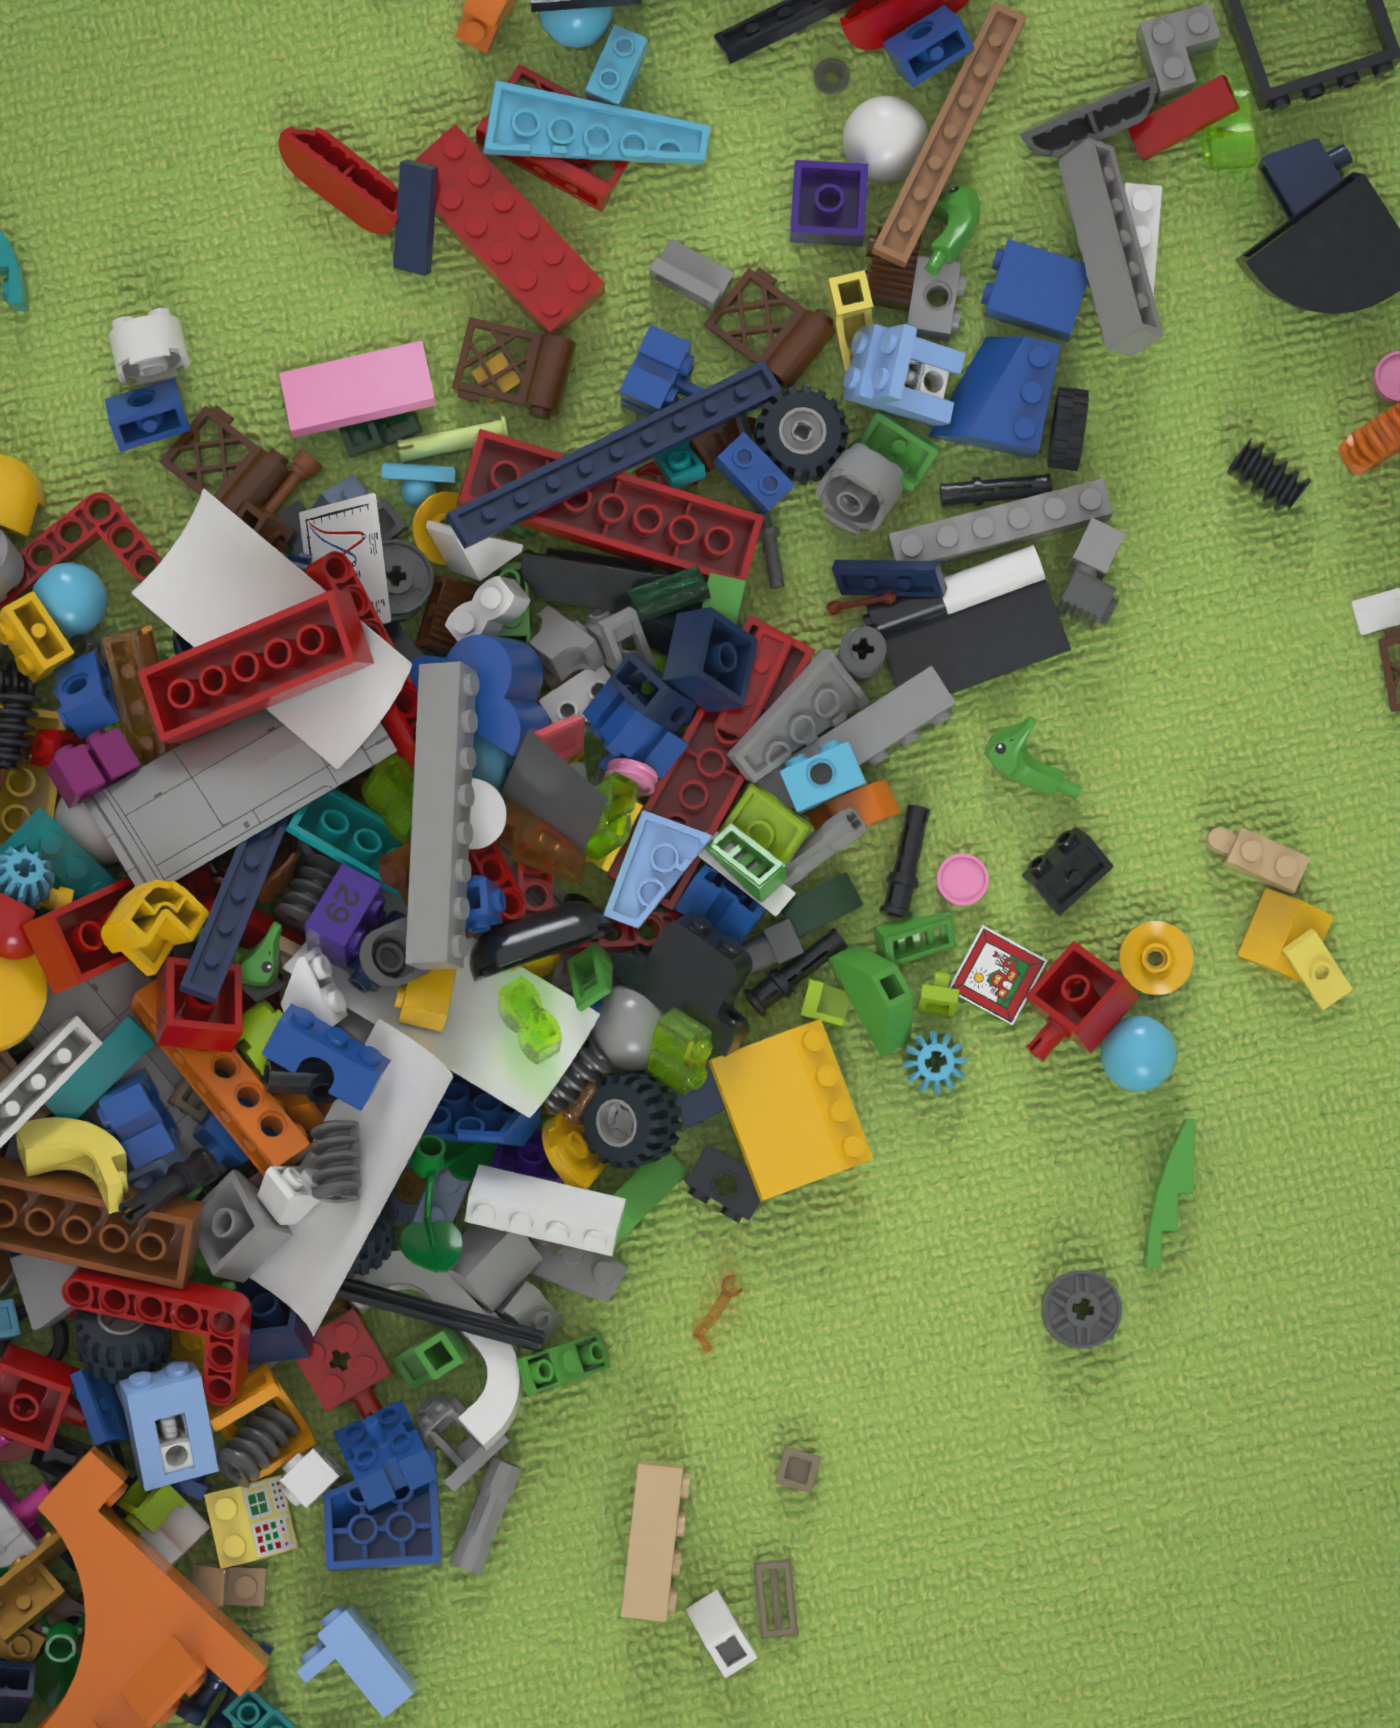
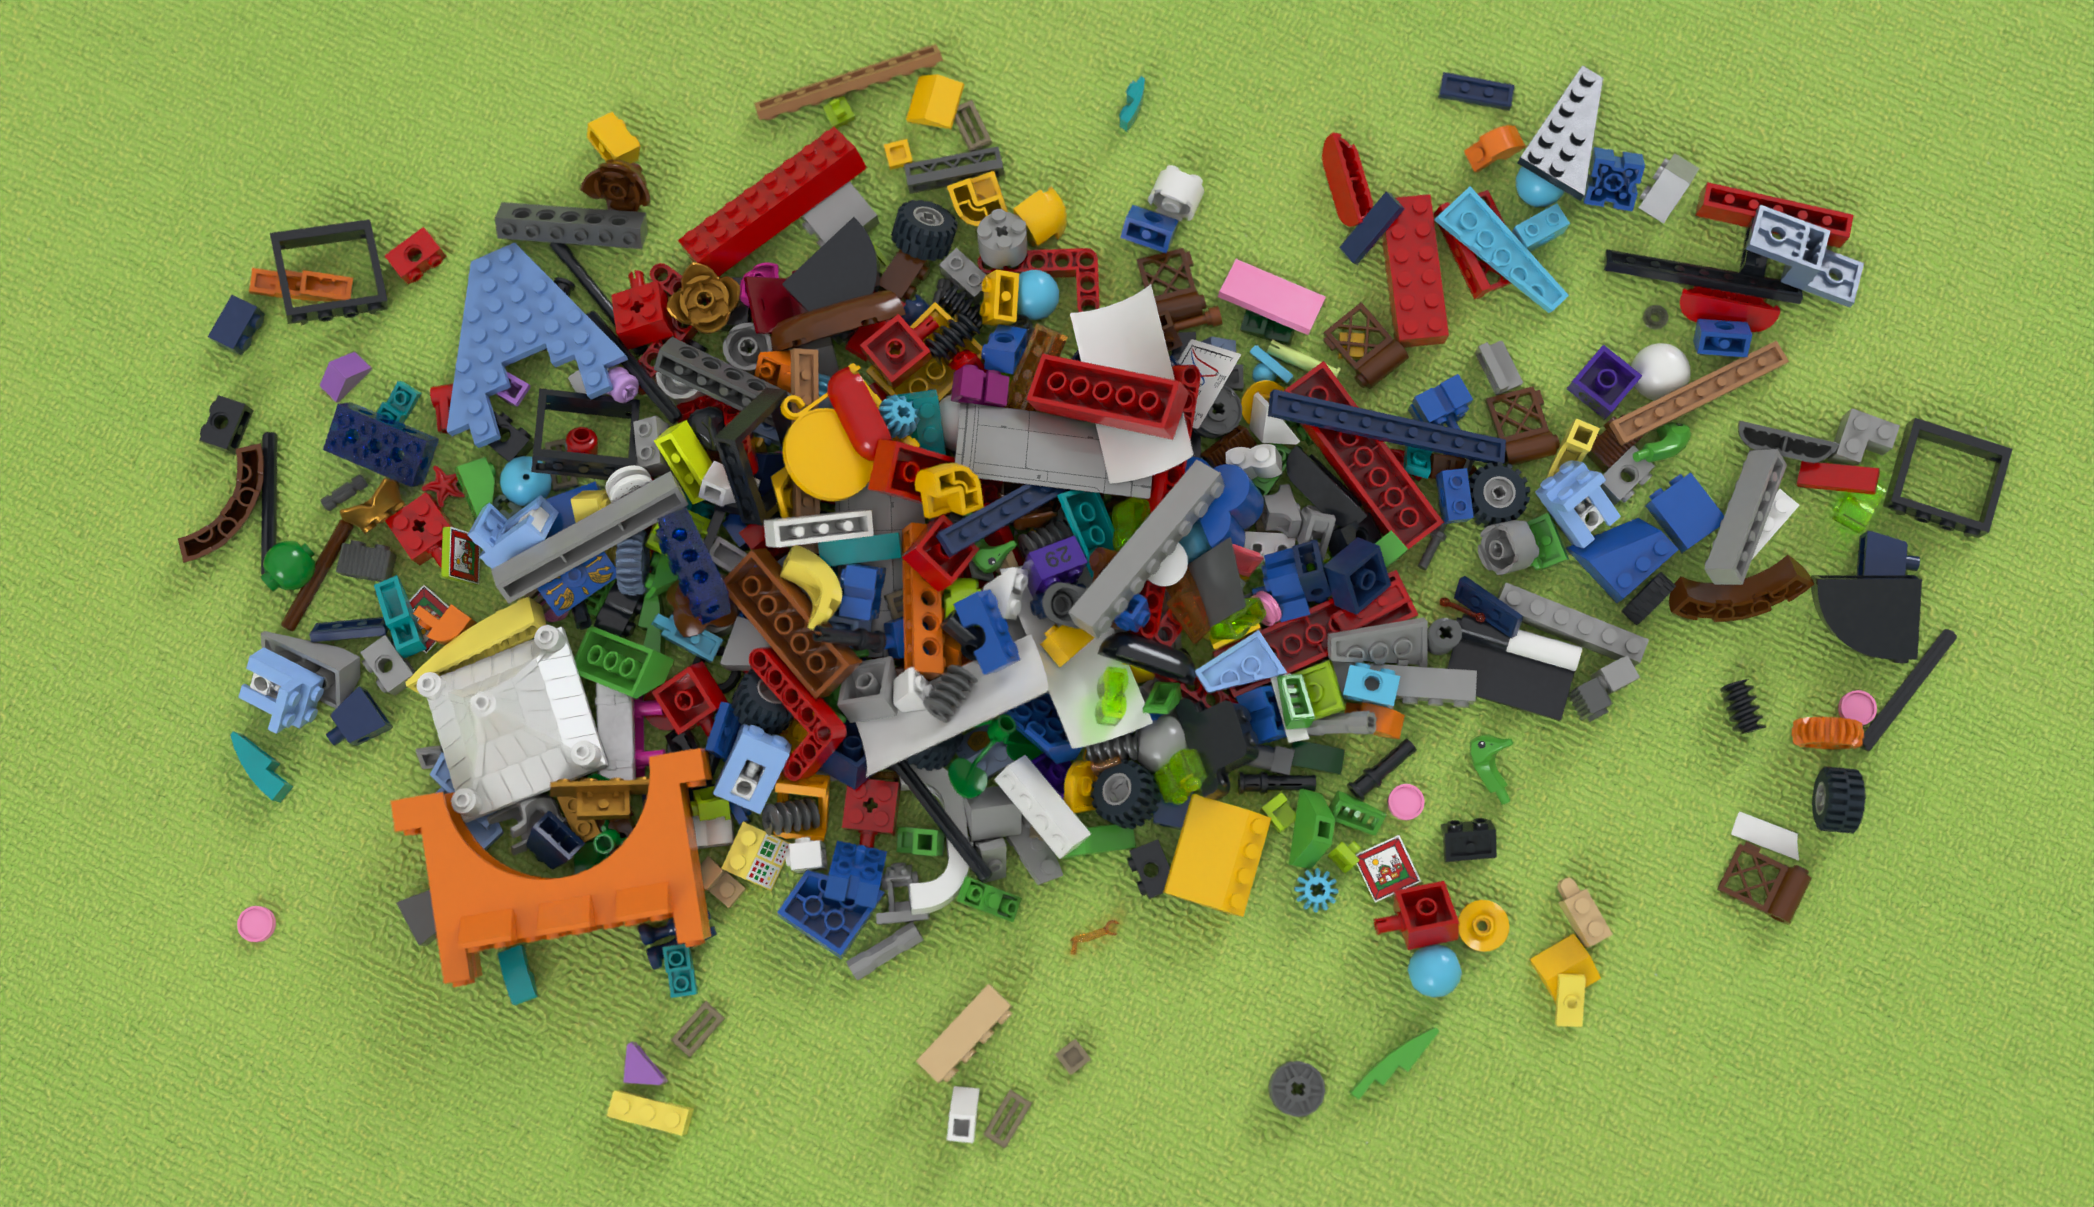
camera: 40 degrees right, 5 degrees down
(363, 1656) = (760, 975): light blue brick -> none
(669, 594) = (1360, 524): clear green tile -> none
(951, 492) = (1556, 587): black pin -> none
(1189, 333) = (1737, 602): none -> reddish brown brick

